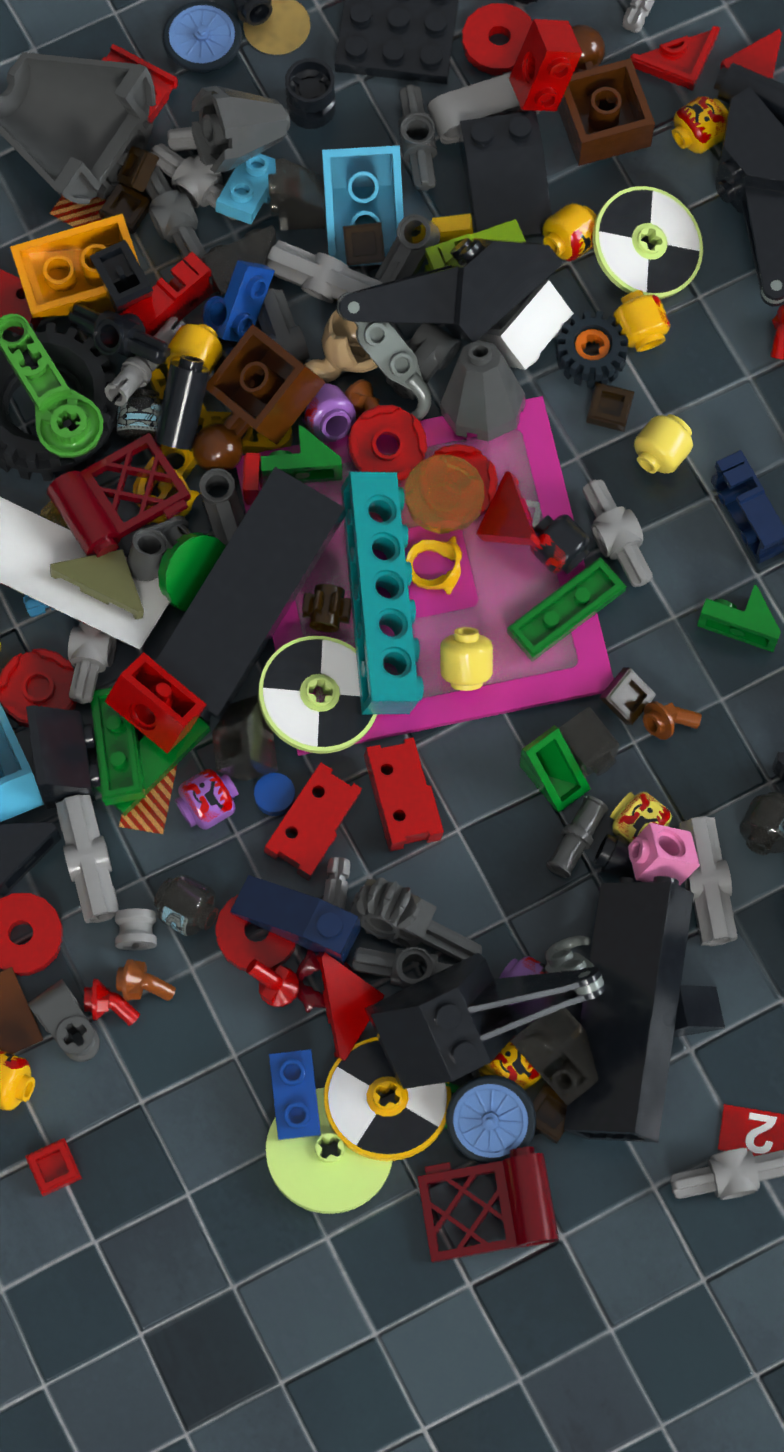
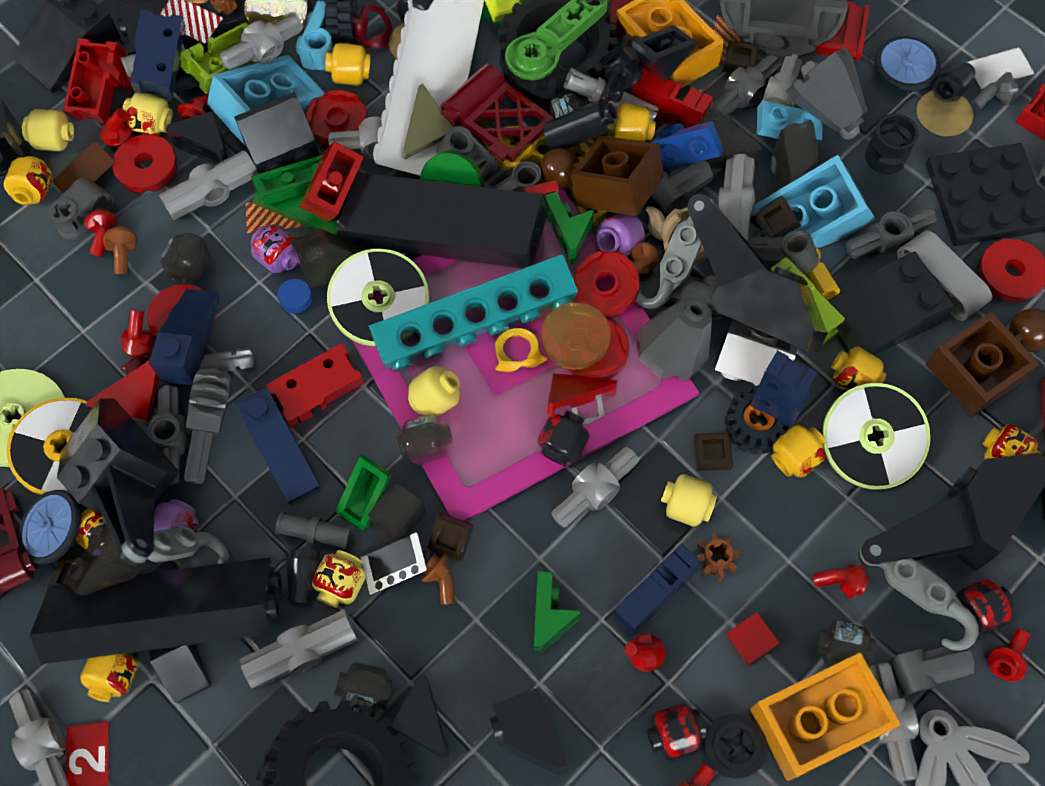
camera: 75 degrees right, 5 degrees down
(135, 929) = (158, 230): light grey wheel -> none
(137, 168) = (771, 48): dark brown tile -> none
(294, 1094) = (52, 373): blue plate -> none
(313, 821) = (276, 327): red piece -> none
(326, 608) = (448, 277): dark brown gear -> none
(464, 852) = (277, 445): none -> dark blue slope
(516, 686) = (424, 439): none -> clear smoke head
(545, 65) = (994, 292): red brick -> none
(566, 609) = (511, 463): green tile -> none
(591, 302) = (784, 389): none -> dark blue piece
(641, 759) = (393, 563): none -> black sticker
(663, 852) = (312, 609): bright pink brick -> none
(684, 1086) = (109, 675): none -> yellow head
(730, 429) = (714, 546): none -> dark orange gear

